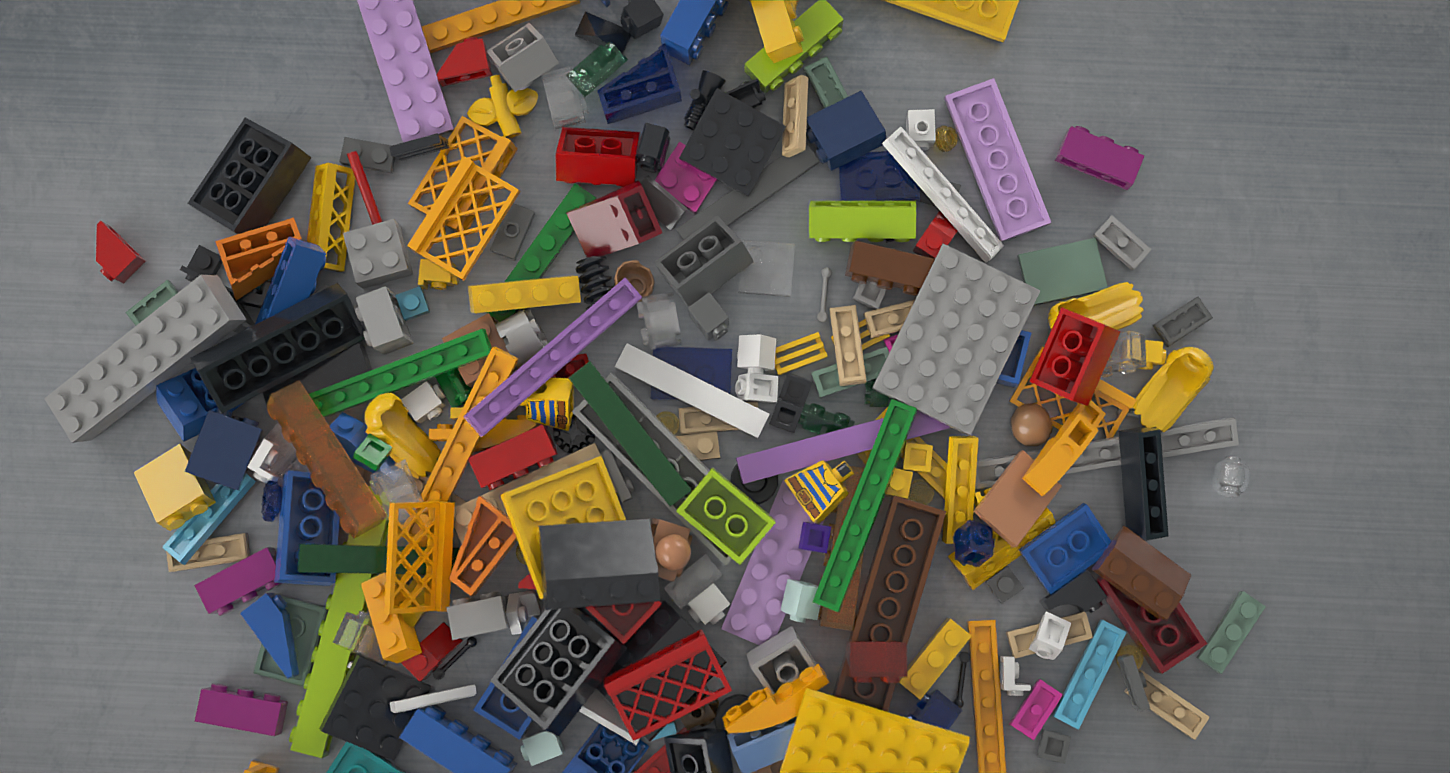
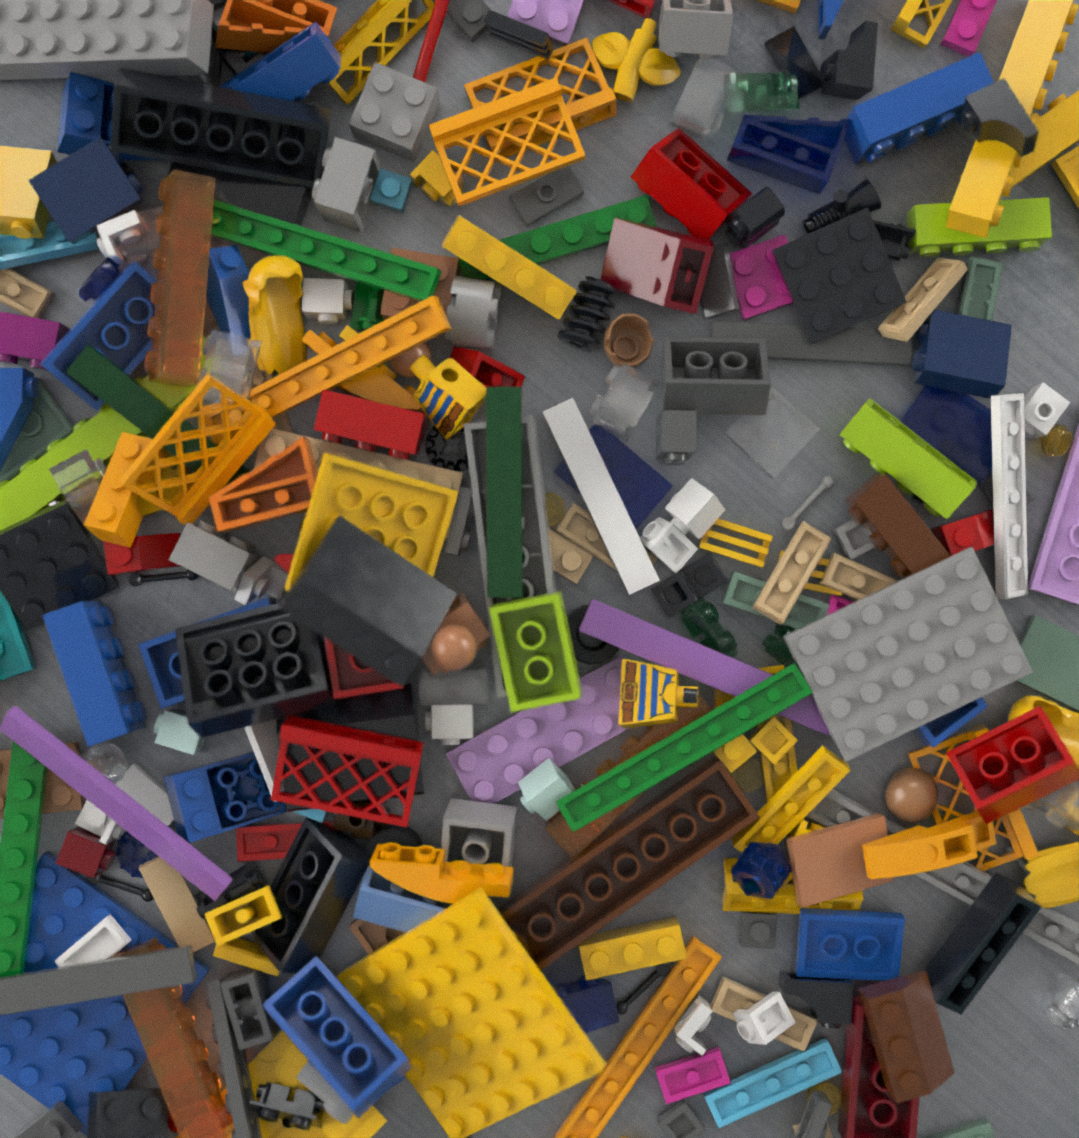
camera: 30 degrees right, 5 degrees up
(372, 452) = (233, 309): plate -> none
(432, 698) = (108, 601): white tile -> none
(552, 357) = (485, 354): medium lavender tile -> none
(814, 537) = (608, 738): dark purple plate -> none
(876, 659) = (573, 913): clear red brick -> none

